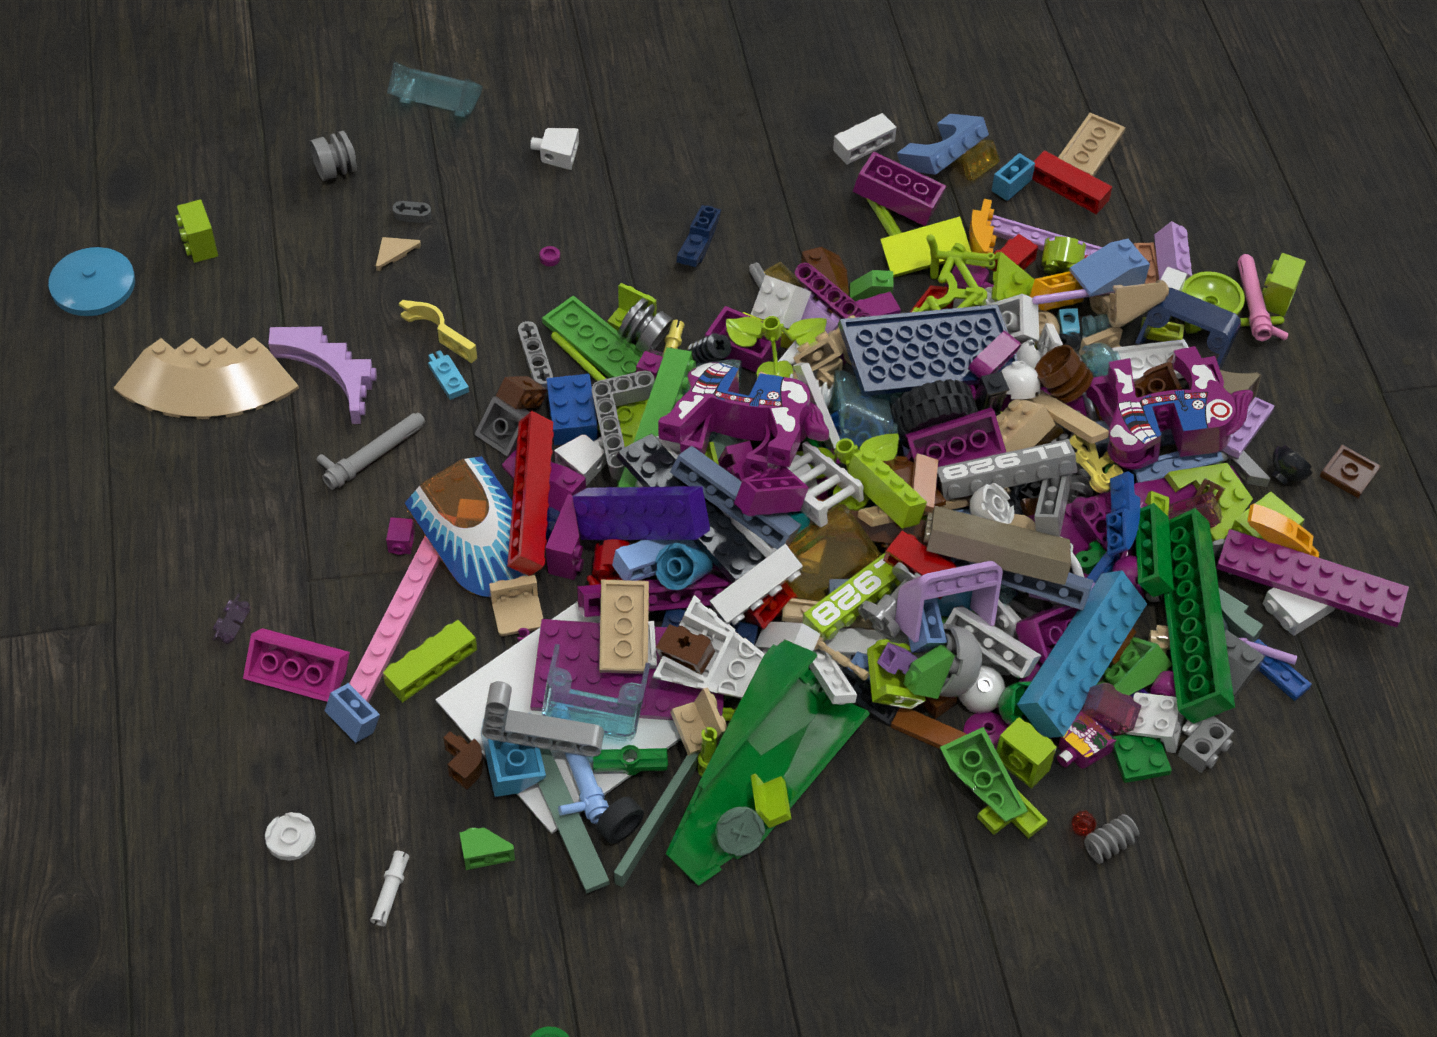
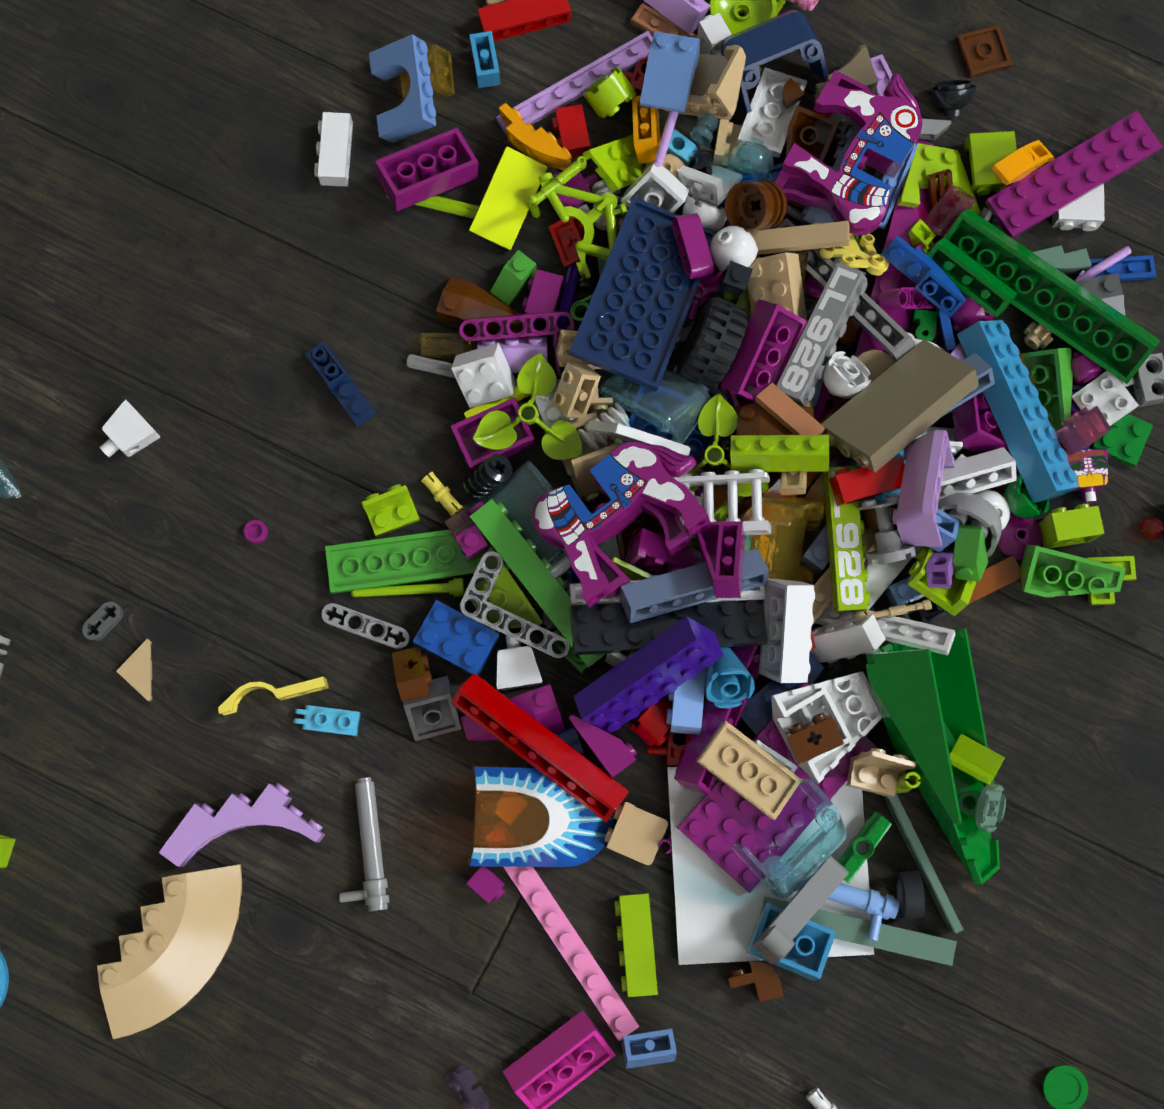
camera: 55 degrees left, 25 degrees up
(484, 848) = (853, 1021): bright green slope -> none
(644, 326) = (422, 514): flat silver wheel -> none

